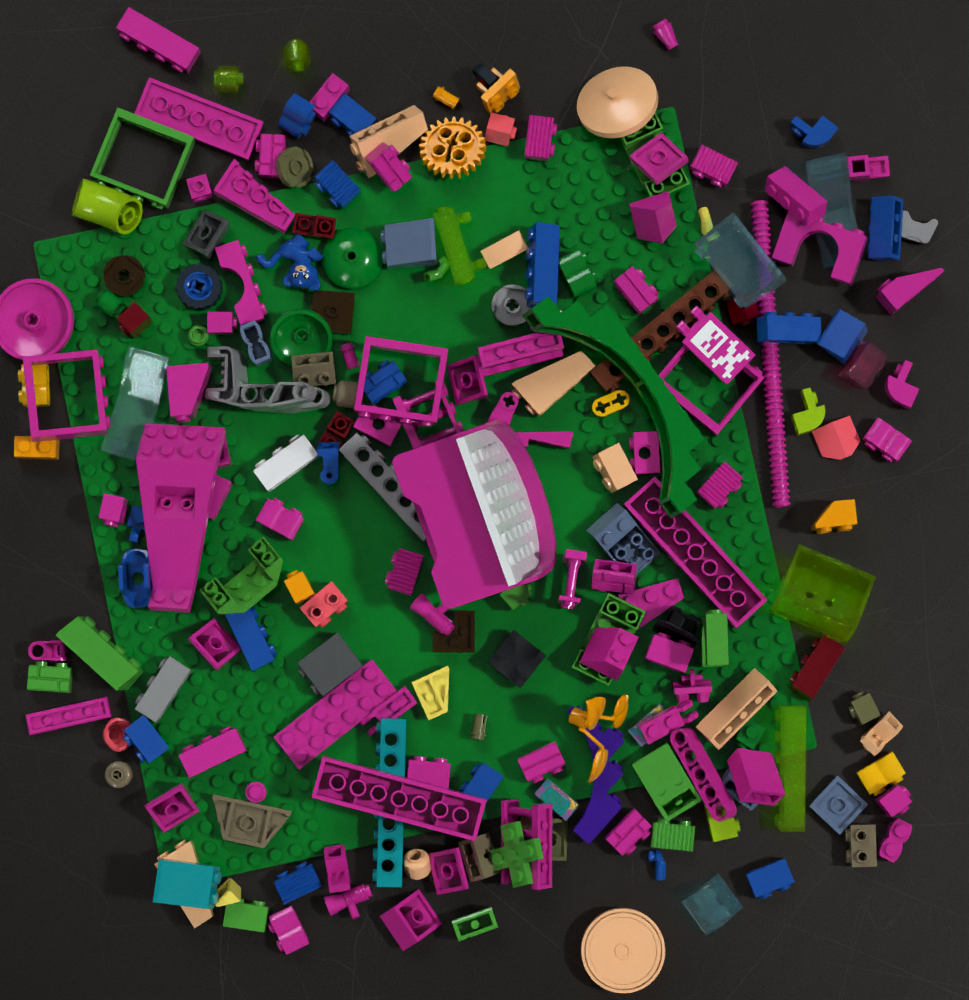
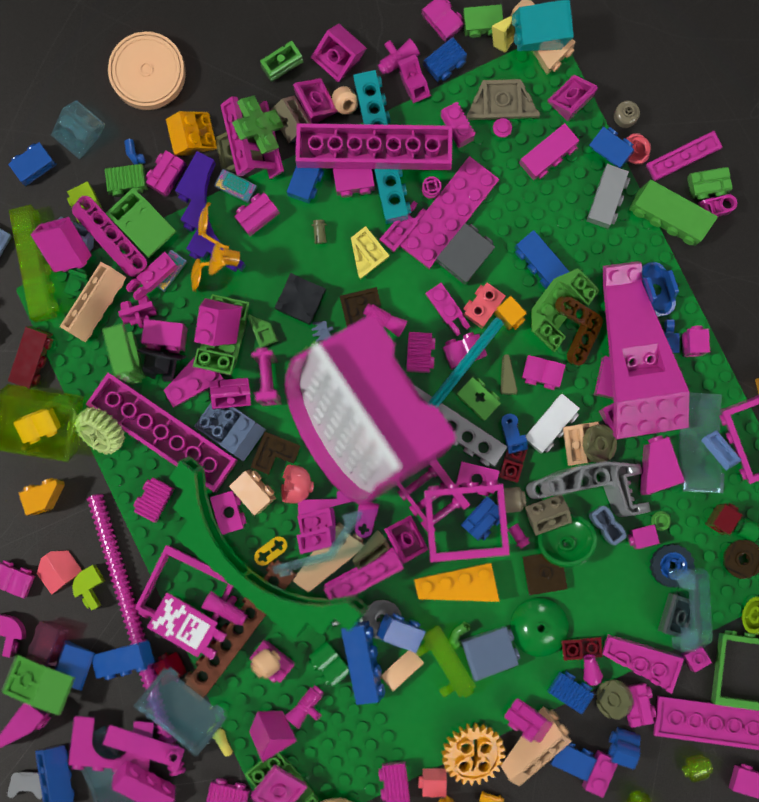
camera: 170 degrees right, 0 degrees up
(118, 391) = (721, 450): none -> medium blue plate
(180, 261) = (700, 632): none -> clear light blue windscreen
(215, 644) = (573, 246): dark pink slope -> none
(223, 559) = (584, 322): none -> reddish brown beam
(233, 259) = (648, 599): dark pink arch -> none
(241, 429) = (599, 443): none -> olive tile
(258, 434) = (574, 443): none -> light nougat slope
(301, 273) = (581, 601): blue animal -> none
(303, 805) = (461, 128): none -> dark pink brick
(310, 199) = (592, 672): none -> dark pink cone
(320, 518) = (508, 384): none -> olive slope
(348, 744) = (431, 191): none -> dark pink wheel
(350, 496) = (481, 409): none -> bright green brick
(357, 561) = (456, 350): none -> dark pink brick
(361, 545) = (466, 362): none -> teal axle
(364, 613) = (446, 307): none -> dark pink hinge
(421, 320) = (463, 584): none -> light orange wedge
(496, 286) = (401, 632): none -> brick
(501, 620) = (322, 330): none -> sand blue piece
(505, 377) = (373, 549): none -> olive slope
(519, 409) = (350, 522): none -> clear light blue windscreen
(557, 411) = (316, 530): none -> dark pink slope
(564, 635) = (263, 331): none -> bright green tile
(567, 464) = (296, 484): none -> coral cylinder
(583, 509) = (273, 447): none -> dark brown plate
(590, 869) = (191, 132): none -> light orange slope
(612, 236) = (305, 706): none -> dark pink piece
(642, 287) = (265, 663): none -> light nougat head
(670, 353) = (225, 609): none -> dark pink piece
(759, 569) = (99, 430): none -> yellowish green gear
(786, 236) = (143, 746): none -> dark pink piece
(824, 591) = (37, 424): none -> yellow brick
(882, 324) = (37, 685): none -> bright green slope

